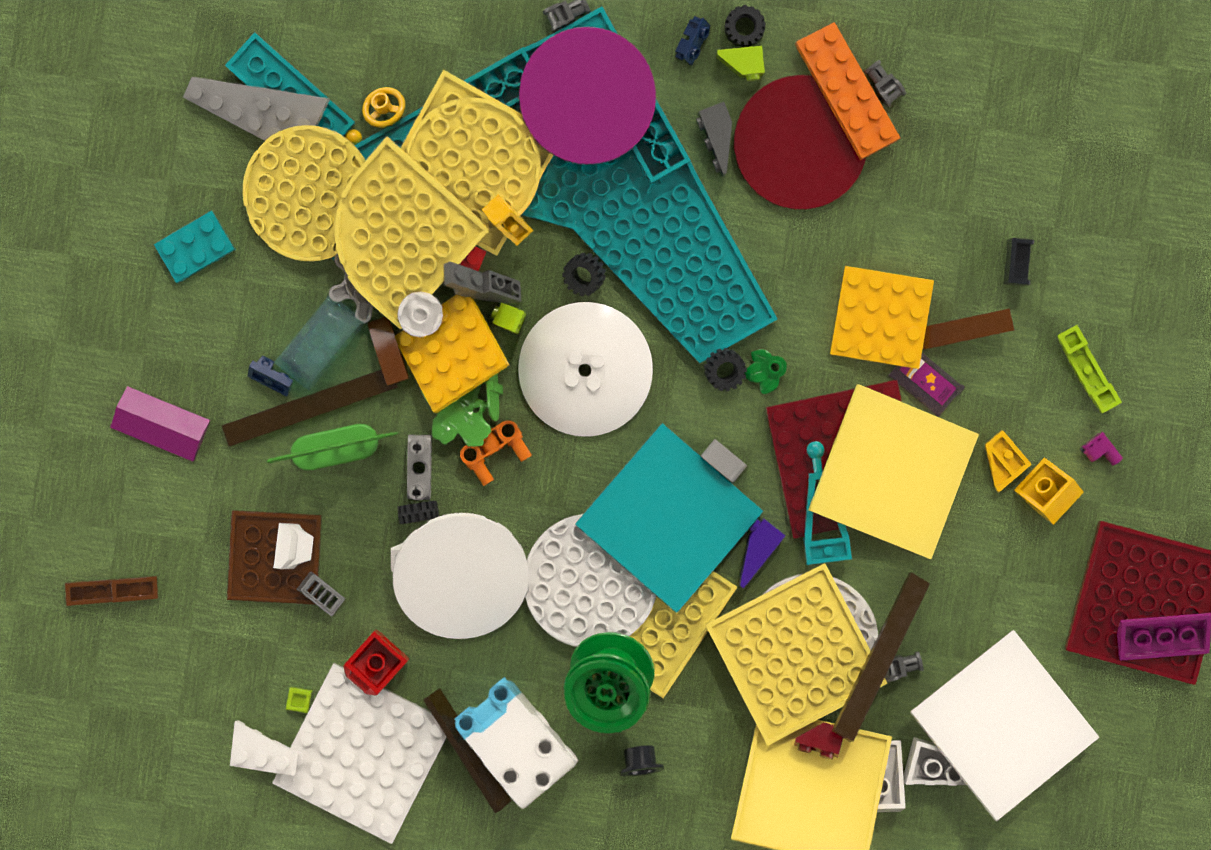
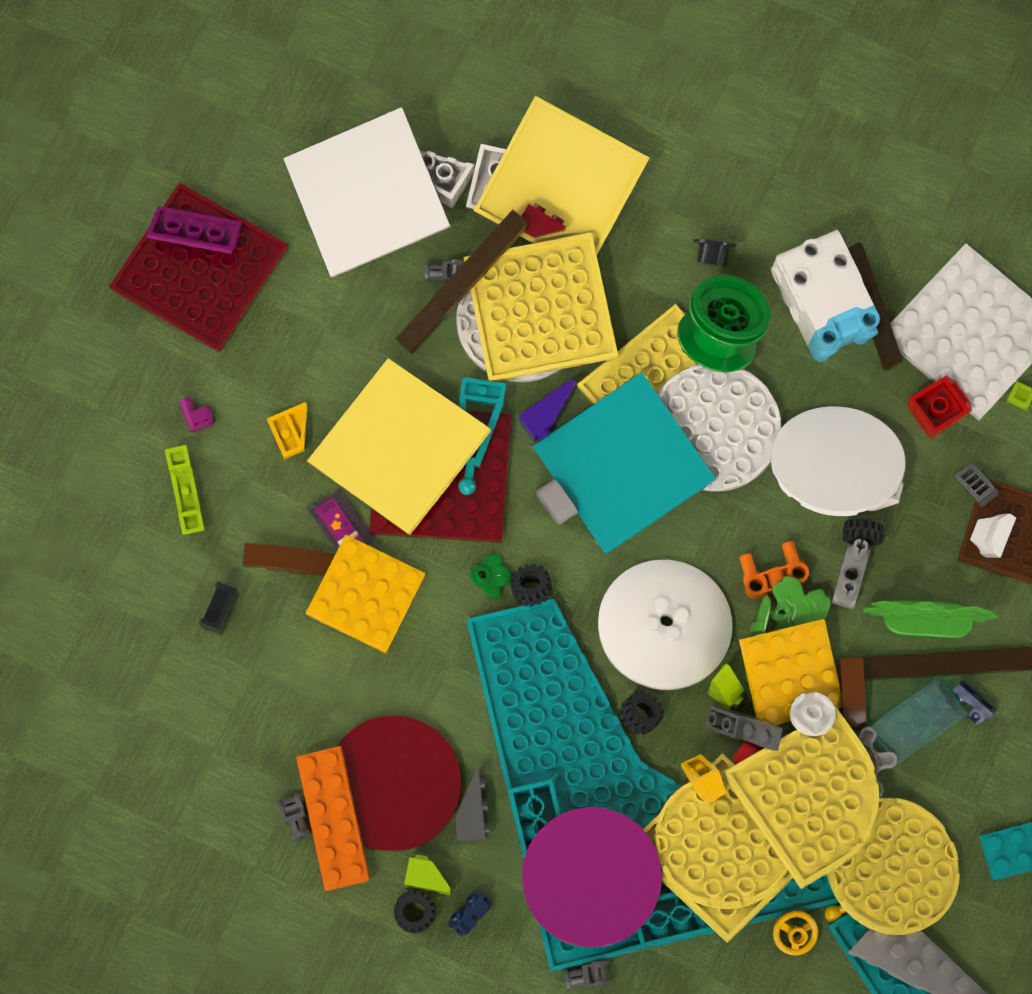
camera: 165 degrees left, 15 degrees down
(1049, 490) = (258, 390): yellow slope -> none

